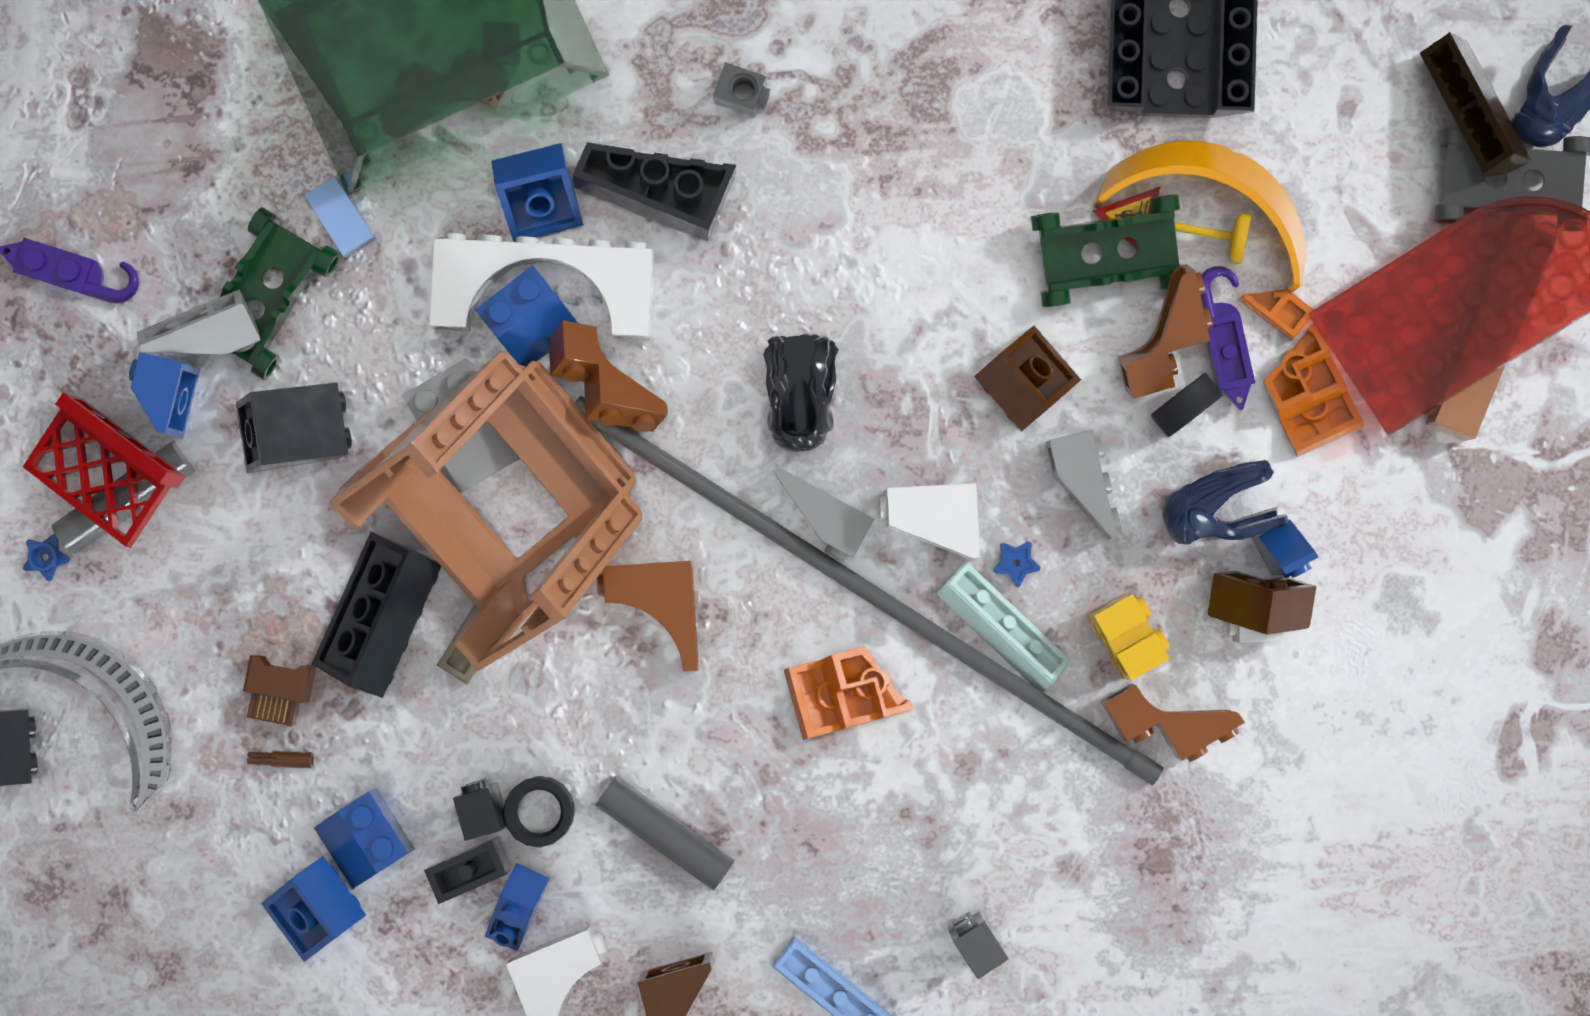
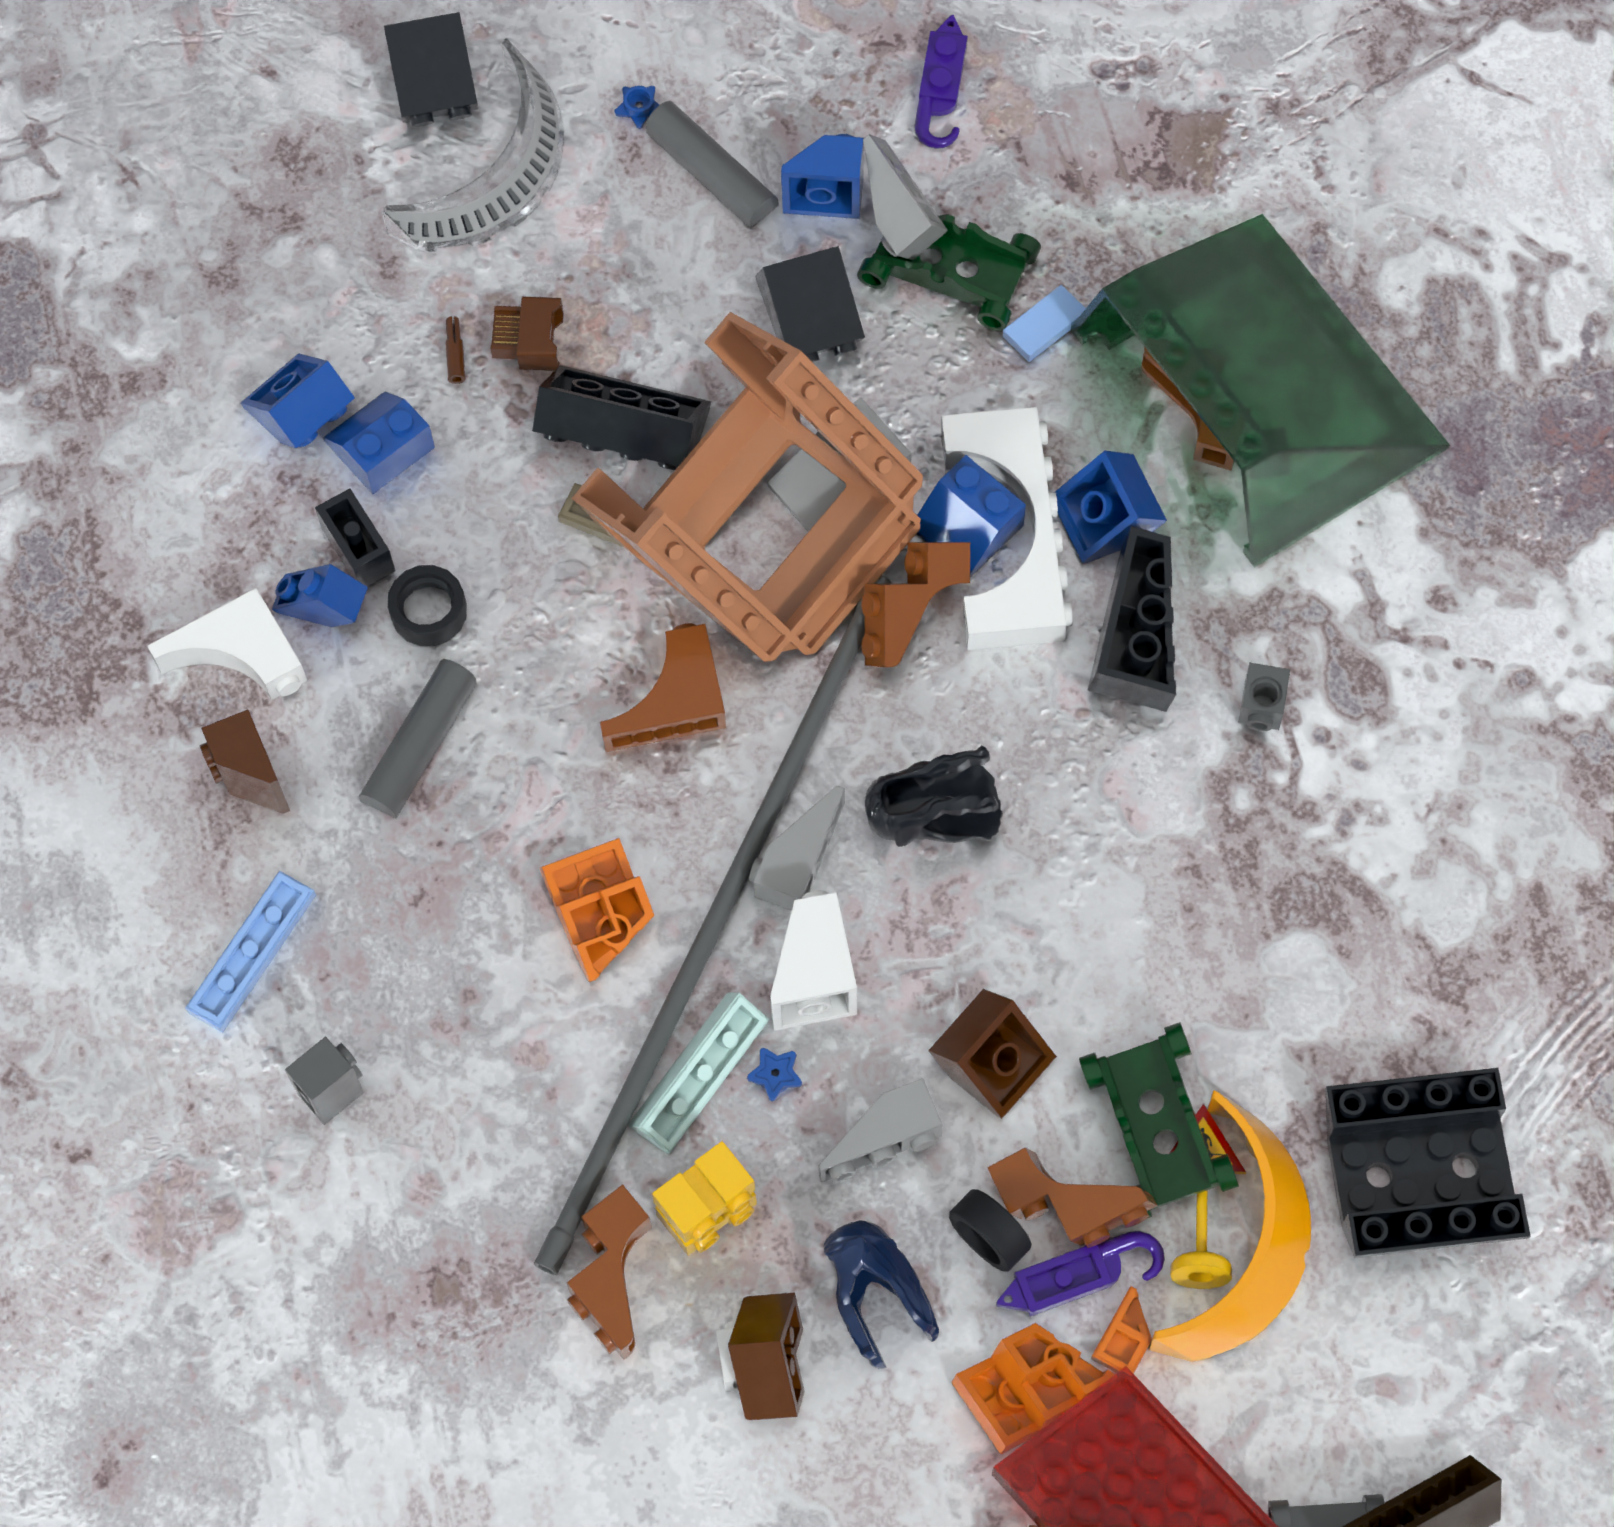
camera: 80 degrees right, 20 degrees down
(111, 440) = (763, 143): red fence -> none
(480, 809) = (422, 535): black brick -> none
(1285, 551) = (834, 1371): blue slope -> none

